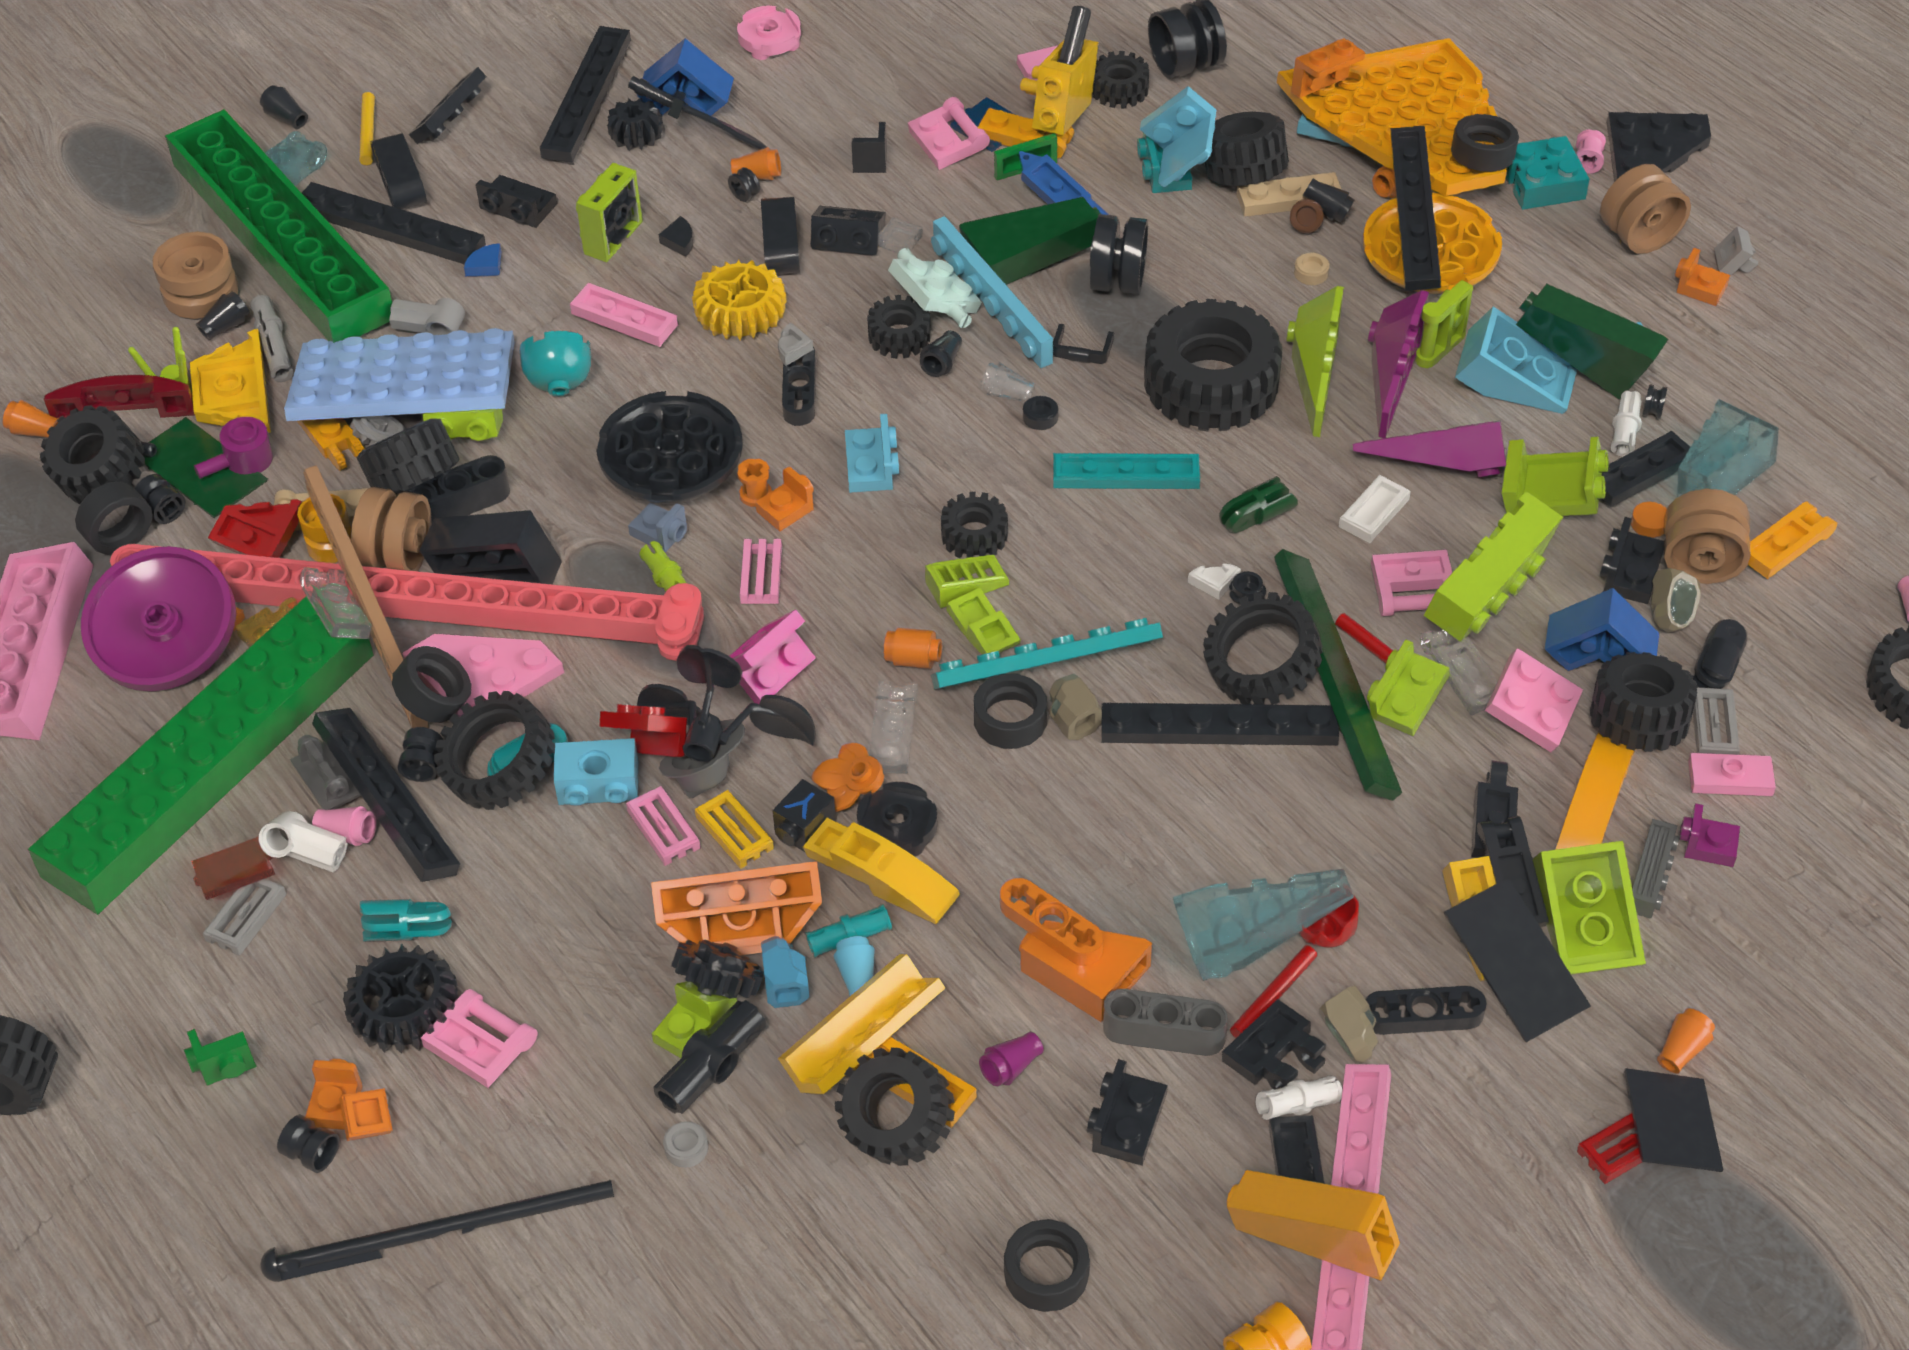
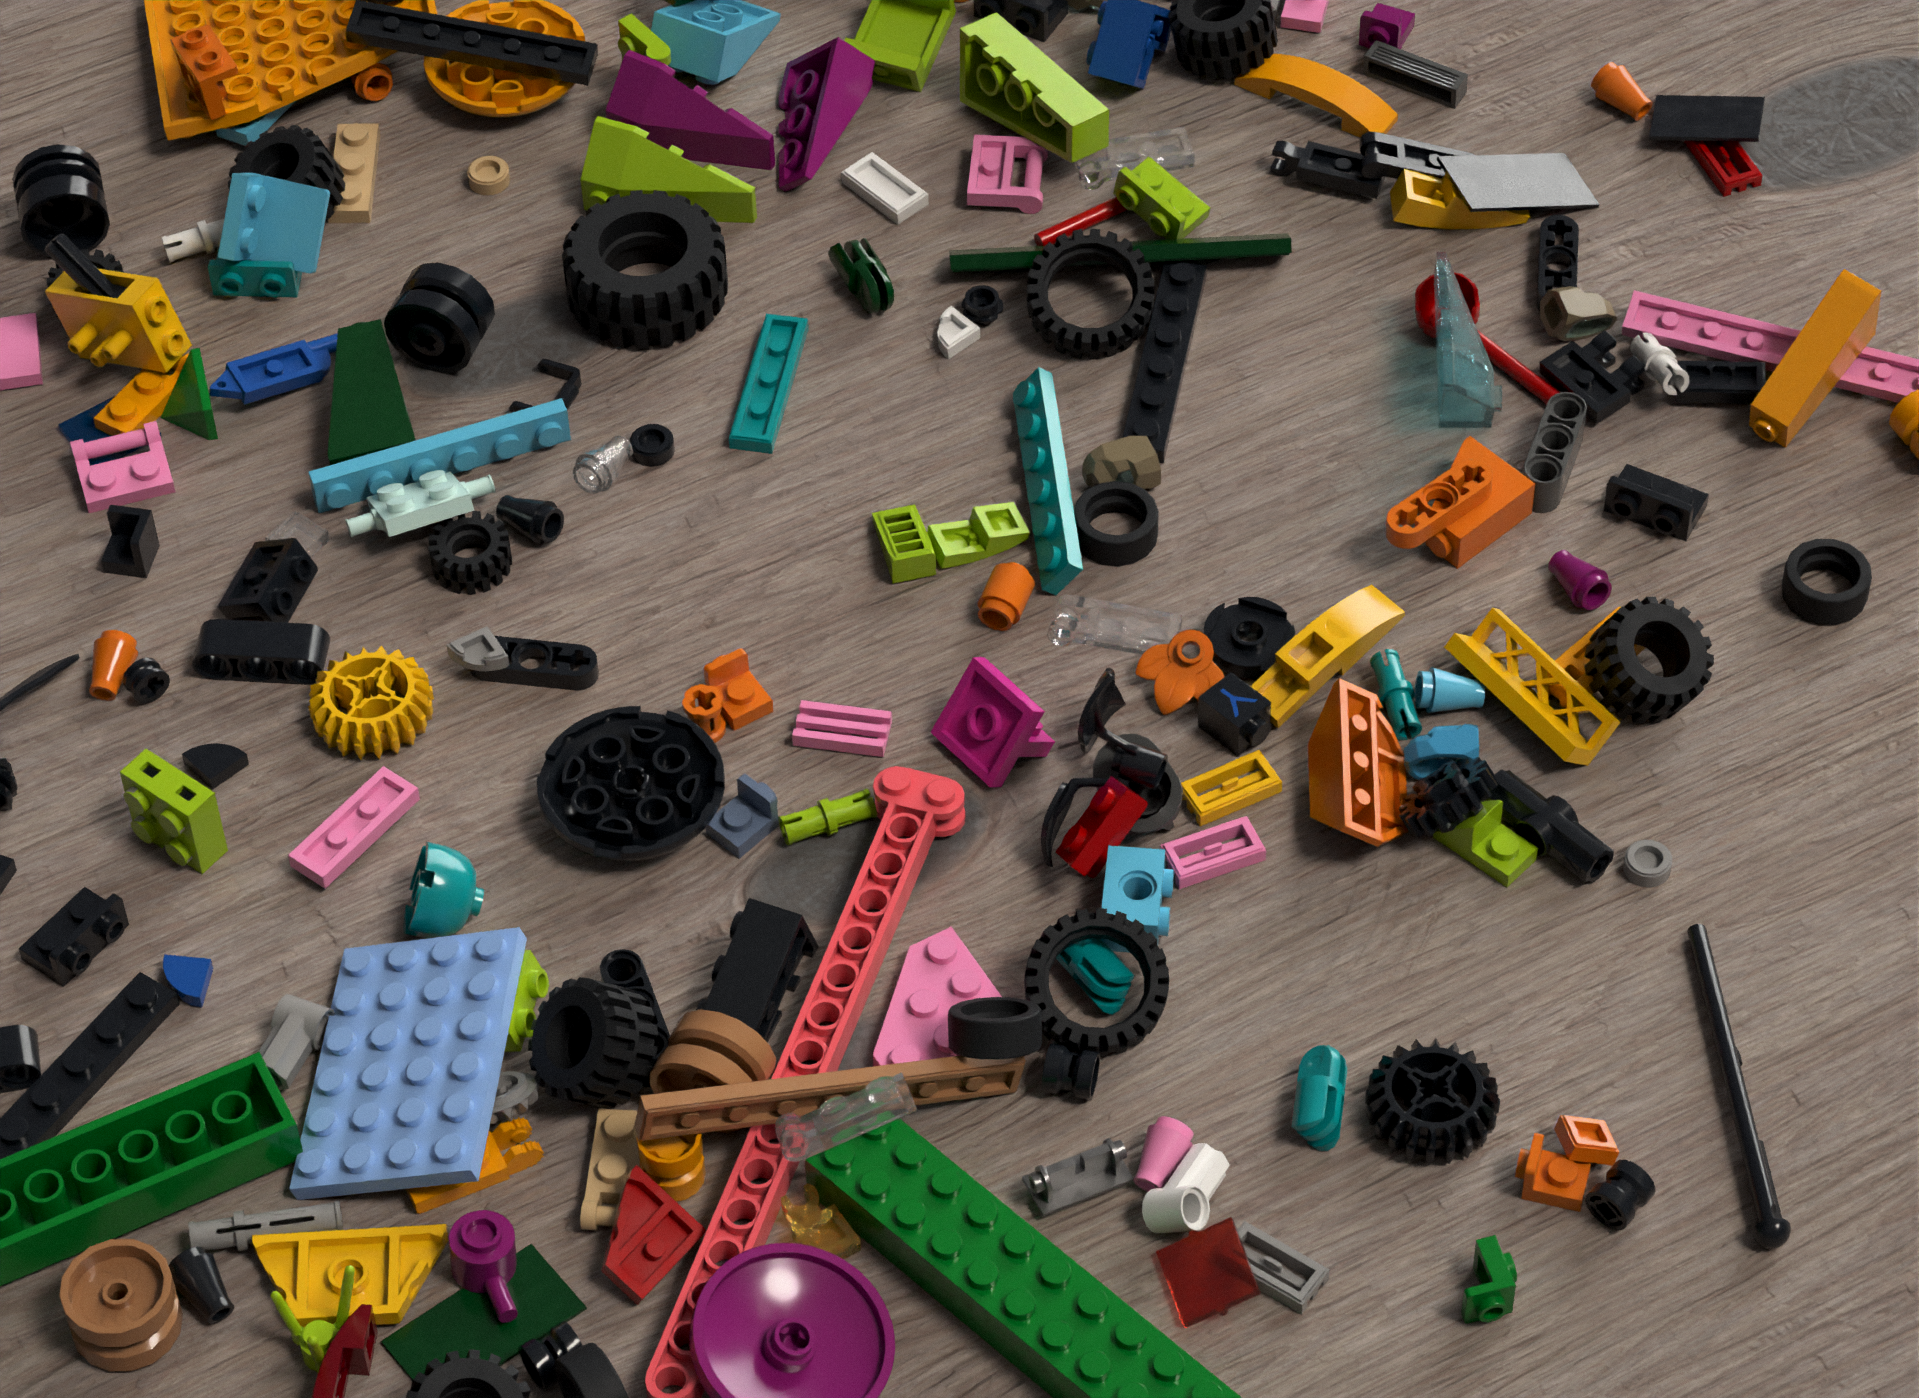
camera: 80 degrees left, 0 degrees up
(386, 794) = (1122, 1110): black plate -> none
(473, 1048) = (1507, 1038): bright pink plate -> none
(870, 457) = (684, 602): medium azure bracket -> none
(974, 510) = (824, 502): black tyre -> none
(1306, 215) = (407, 159): reddish brown tile -> none
(1332, 199) = (394, 131): black cone -> none
(1534, 700) = (1195, 109): bright pink plate -> none
(1590, 907) = (1458, 113): lime slope -> none

